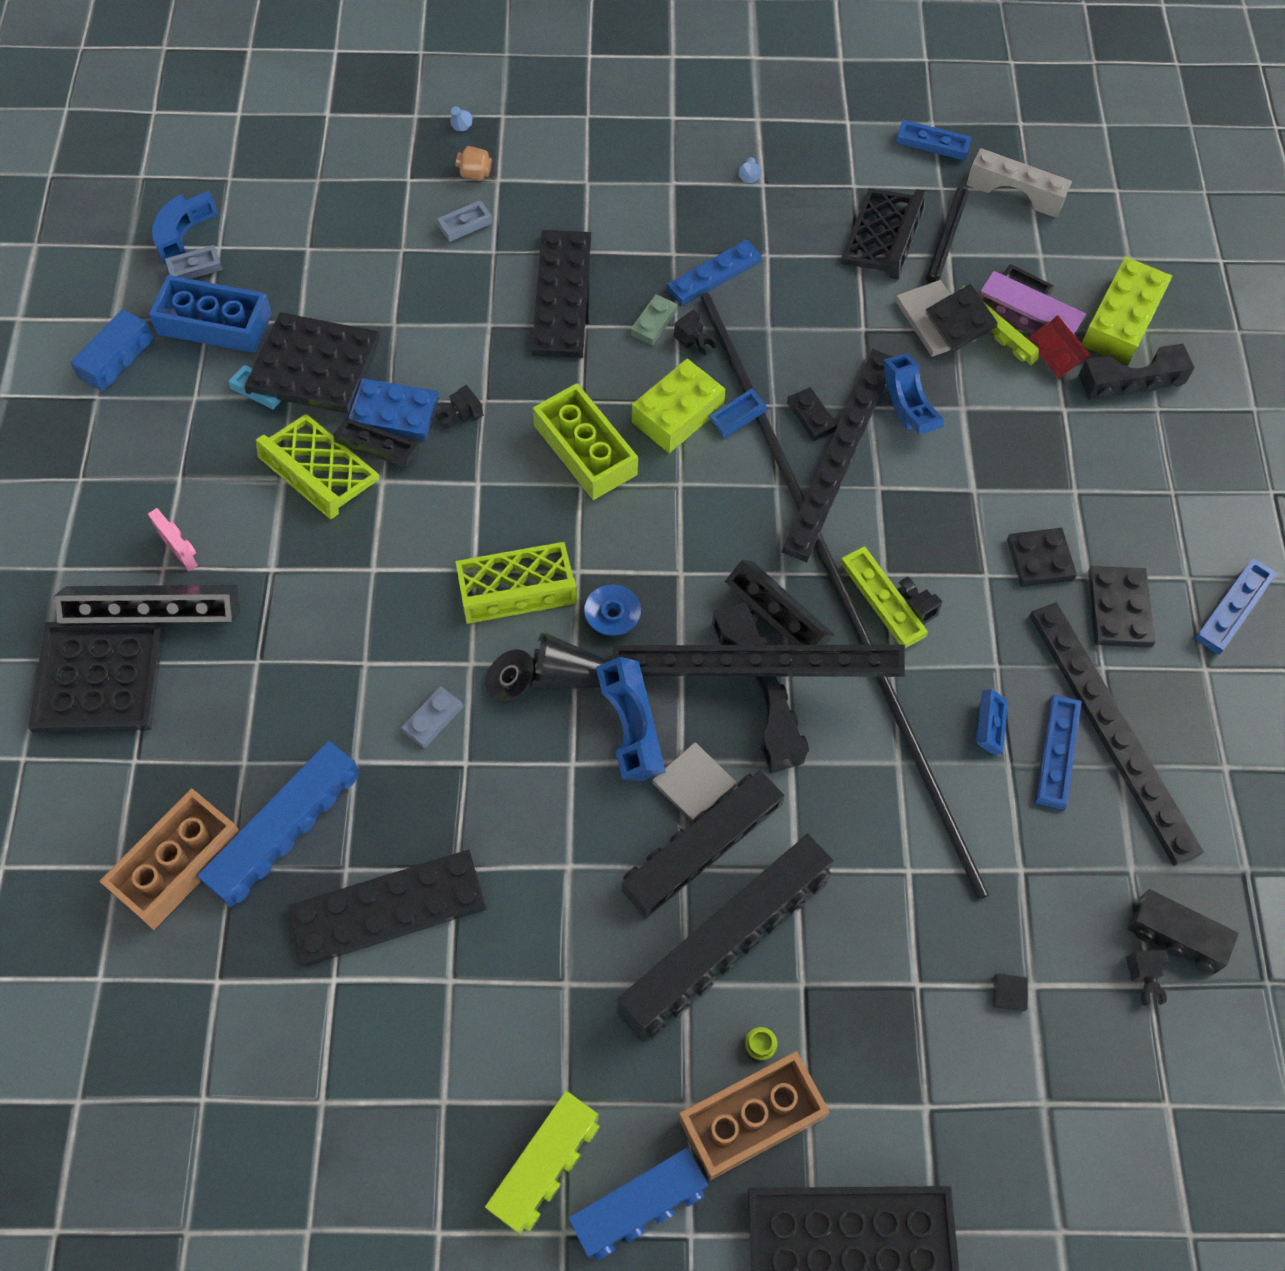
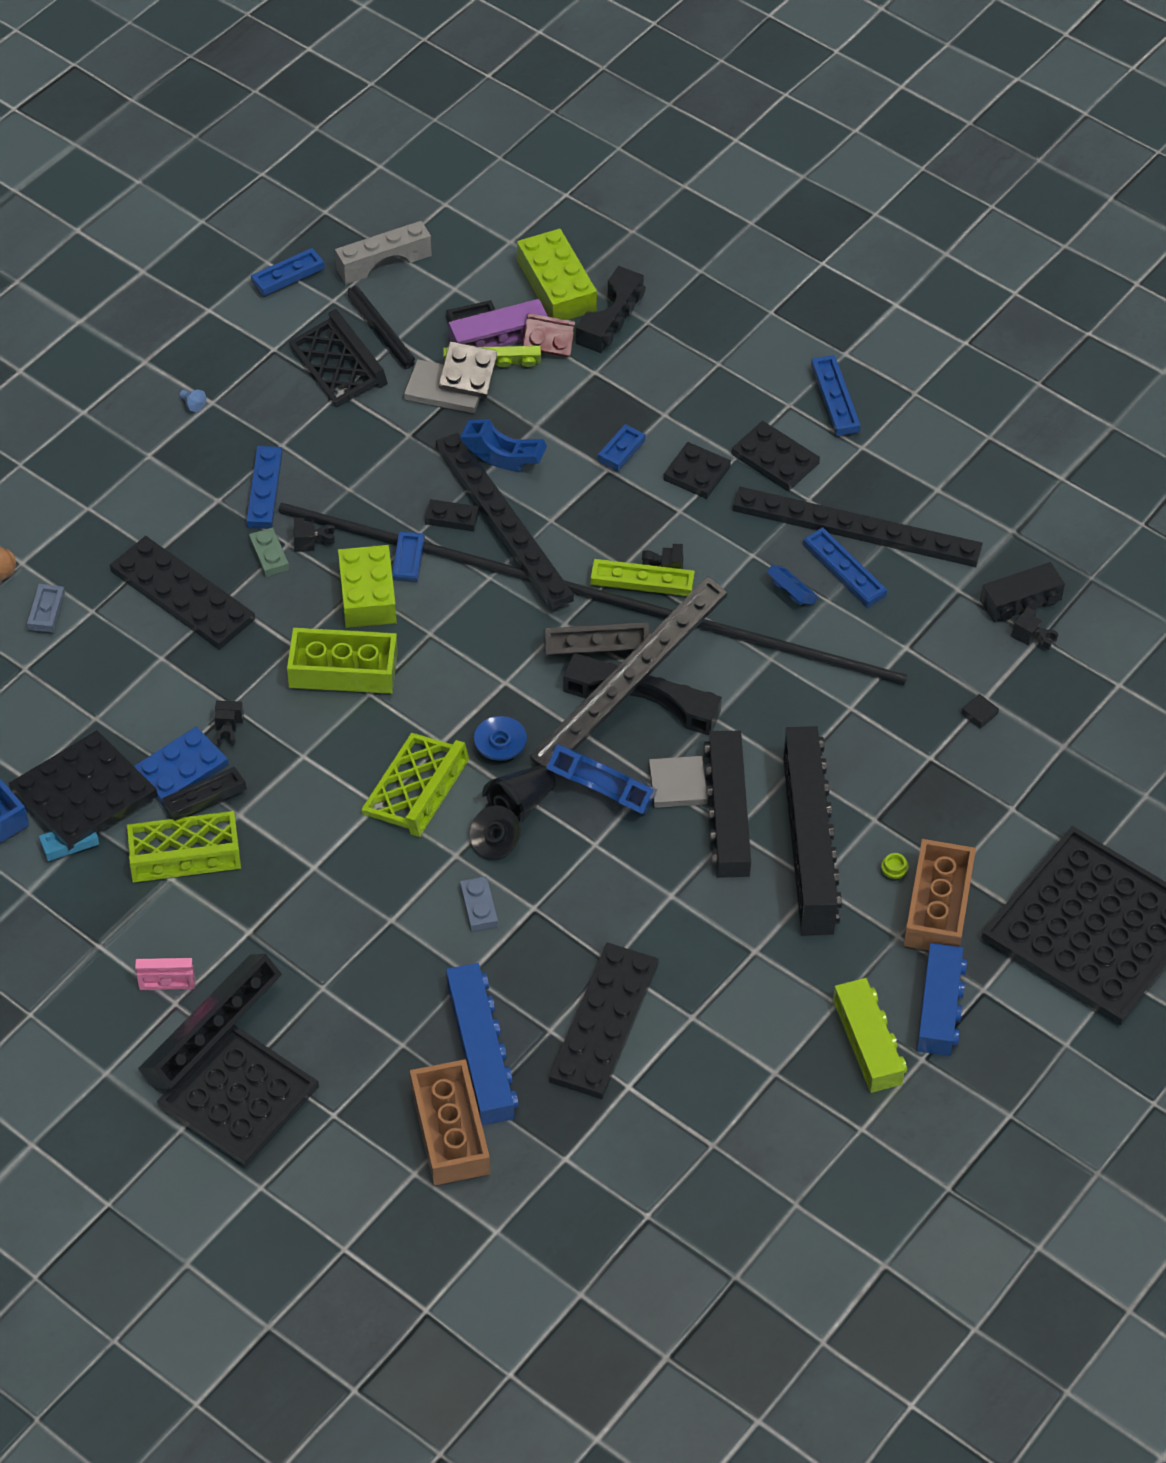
camera: 50 degrees left, 10 degrees down
(1003, 483) = (621, 447): none -> blue plate

